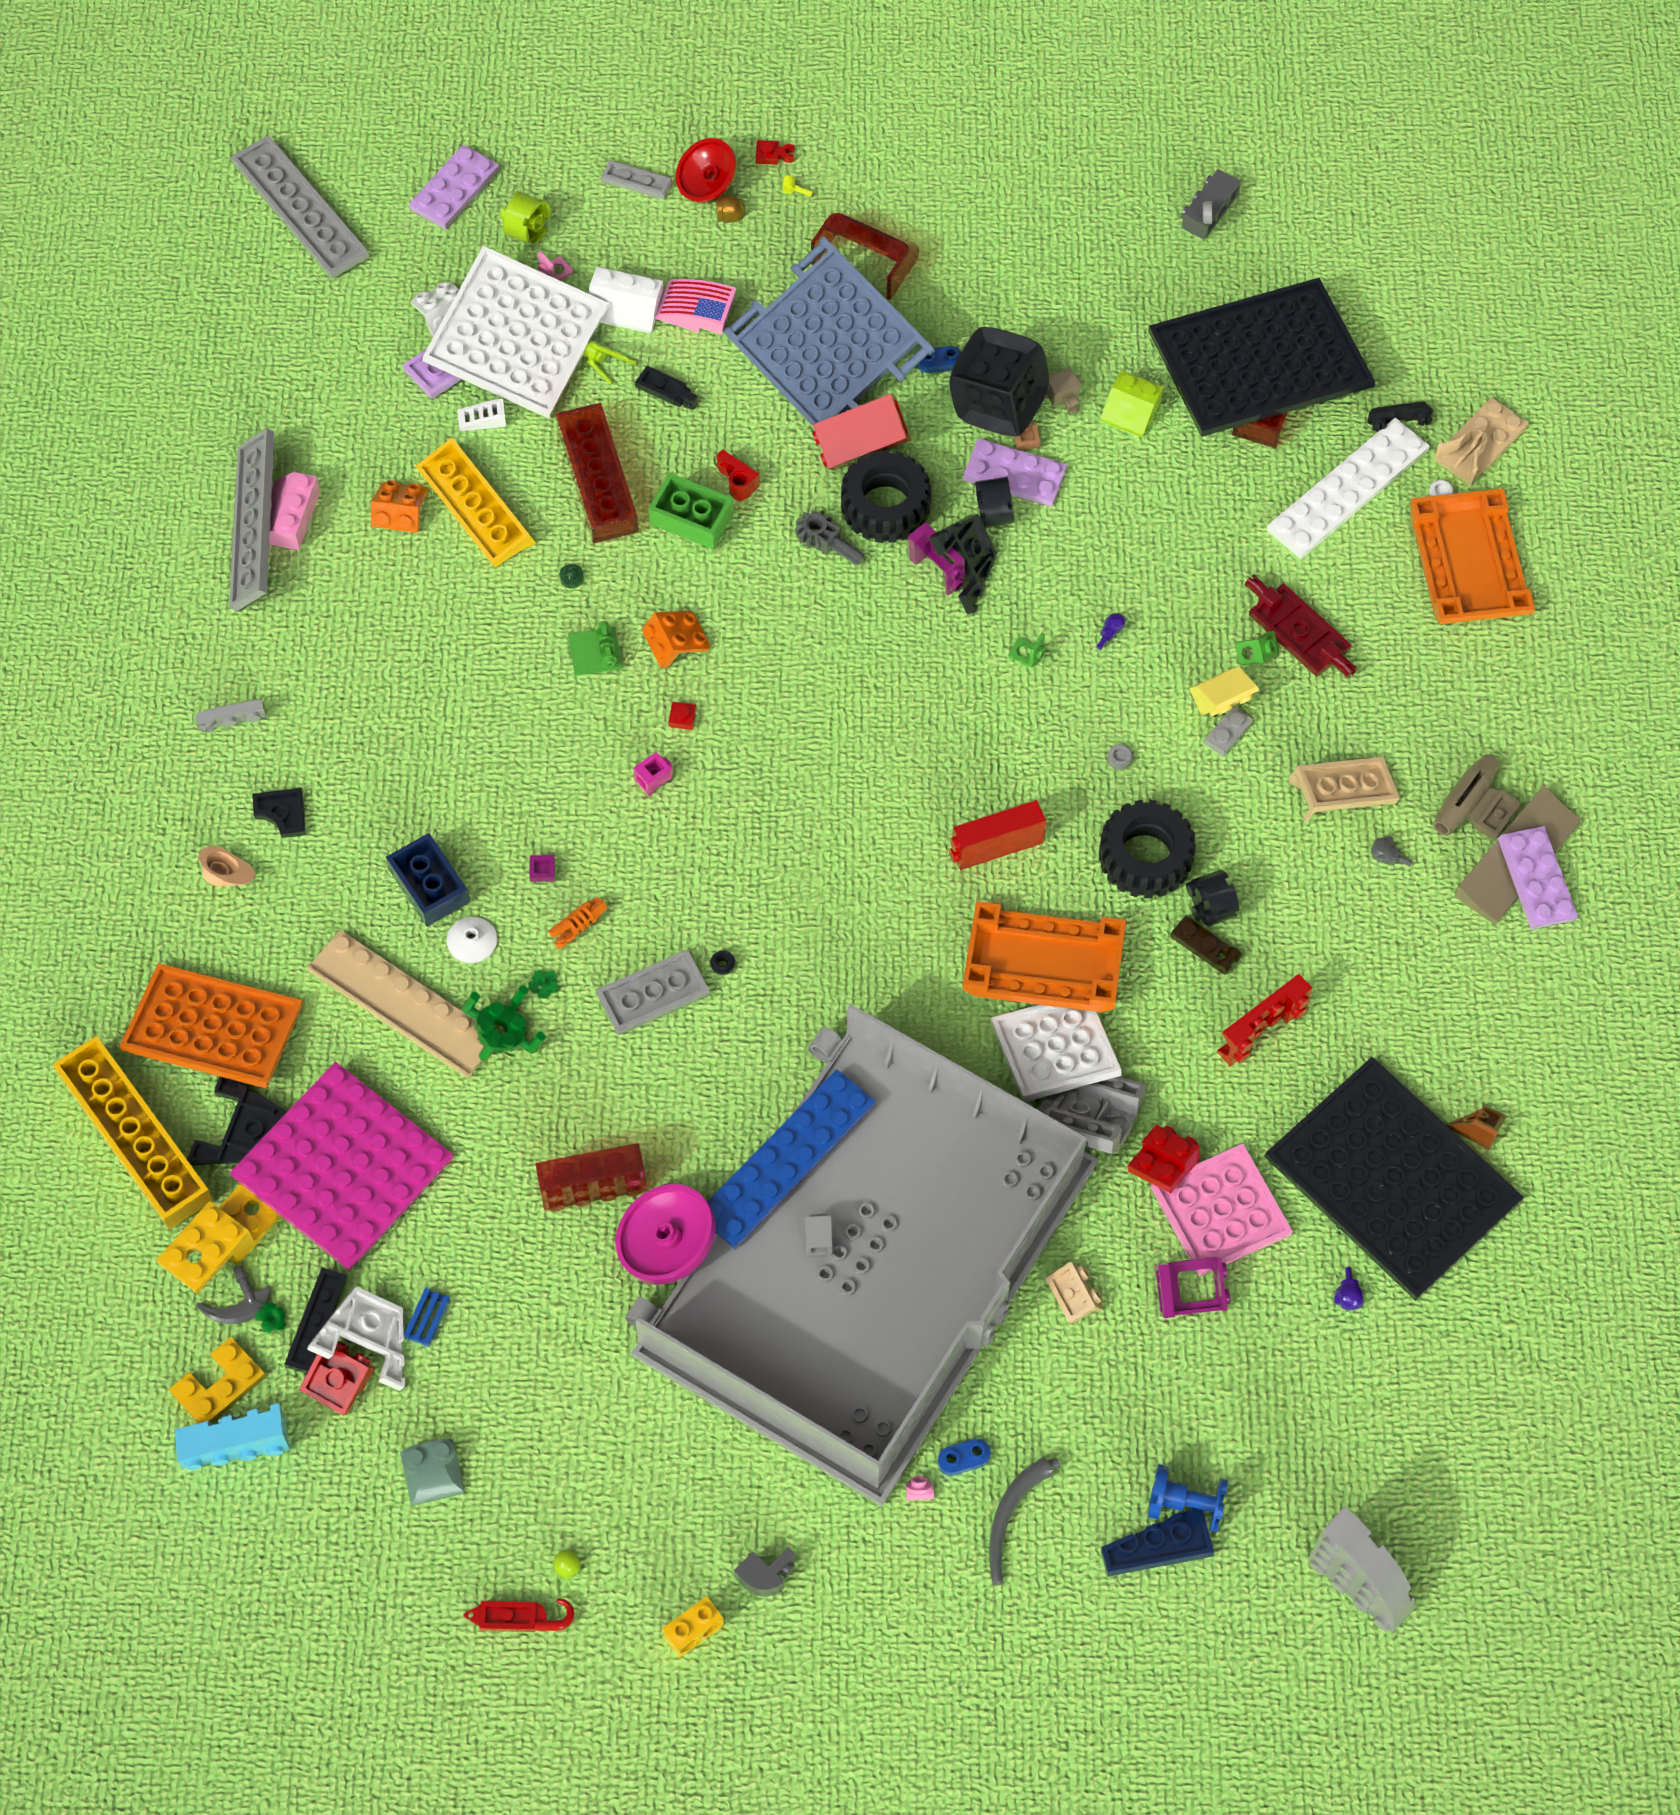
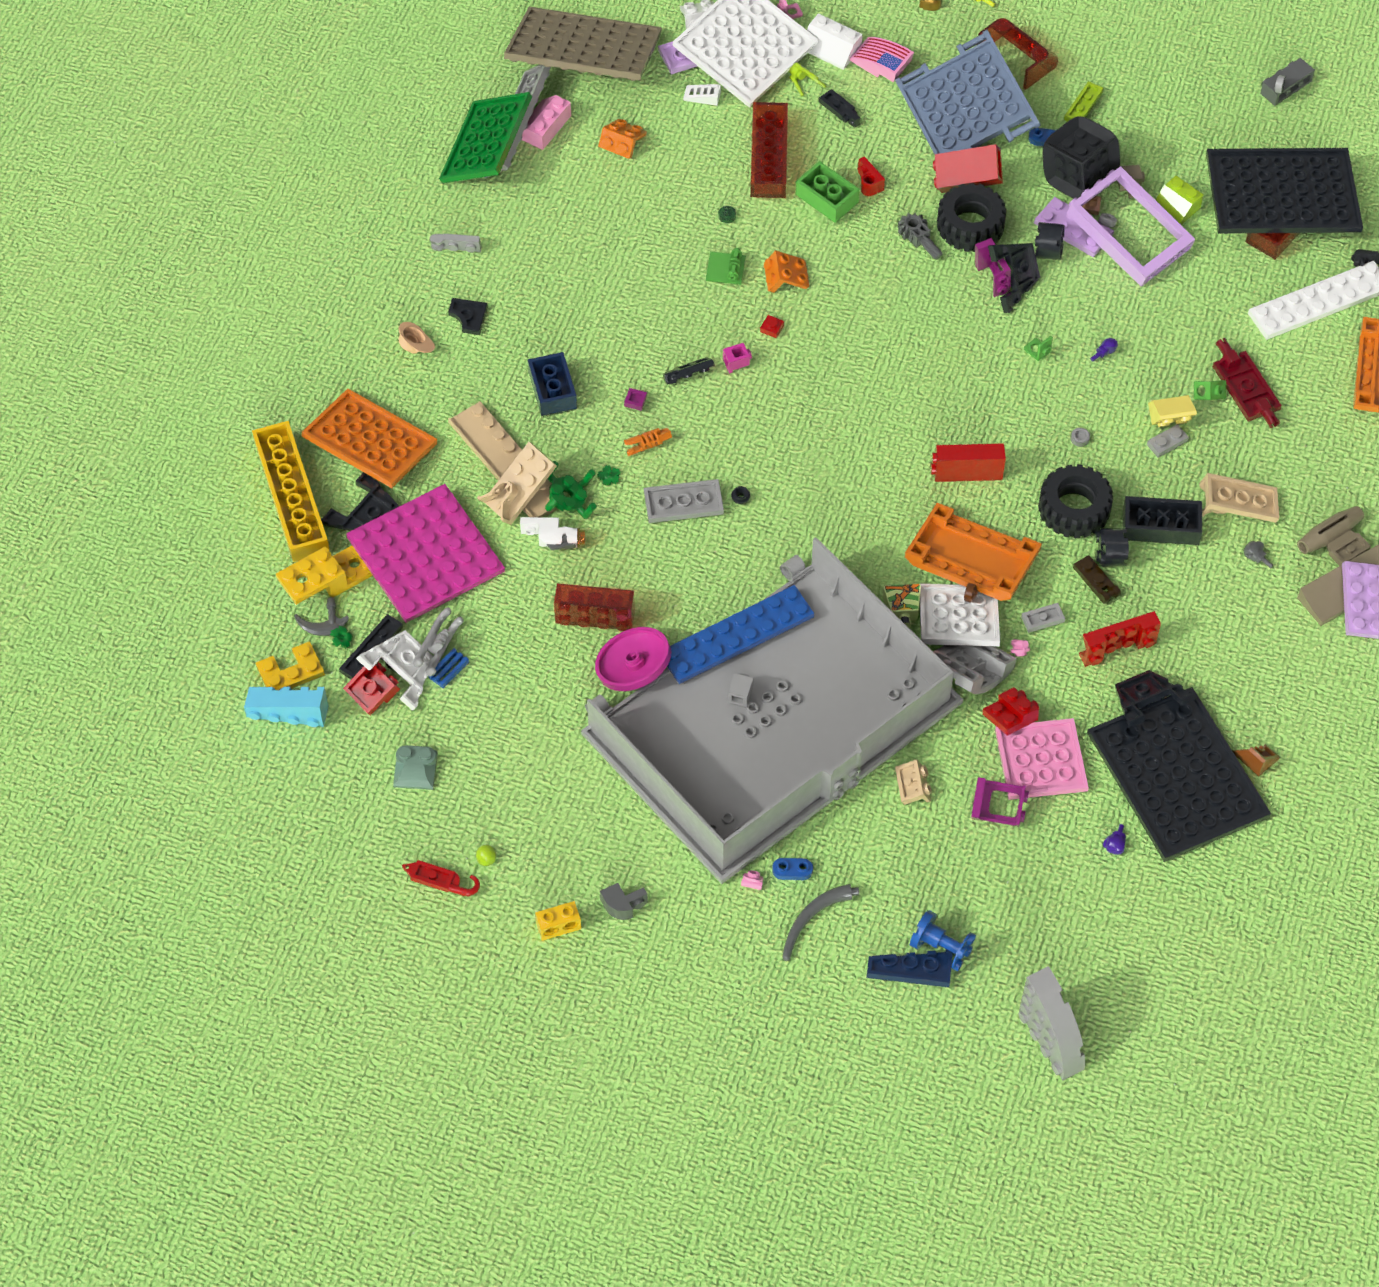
camera: 20 degrees right, 5 degrees down
(221, 557) = (485, 137): none -> green plate
(305, 389) = (583, 43): none -> dark tan plate
(400, 1289) = (436, 642): none -> light grey piece
(434, 1034) = (519, 483): none -> tan plate
(473, 949) = (569, 439): white dish -> none
(474, 503) = (676, 149): yellow arch -> none
(499, 1091) = (551, 534): none -> white plate
(595, 807) = (686, 370): none -> black hinge
(970, 301) = (1084, 101): none -> lime plate
(978, 1050) = (903, 601): none -> torso
(1054, 452) = (1107, 220): none -> light grey tile
(1062, 1014) = (970, 592): none -> reddish brown tile
(1068, 485) = (1112, 247): none -> lavender window
(1143, 1067) = (1020, 647): none -> bright pink plate
(1158, 1017) = (1043, 617): none -> light grey plate
(1261, 842) = (1162, 520): none -> black brick
(1316, 1079) = (1144, 690): none -> black wing

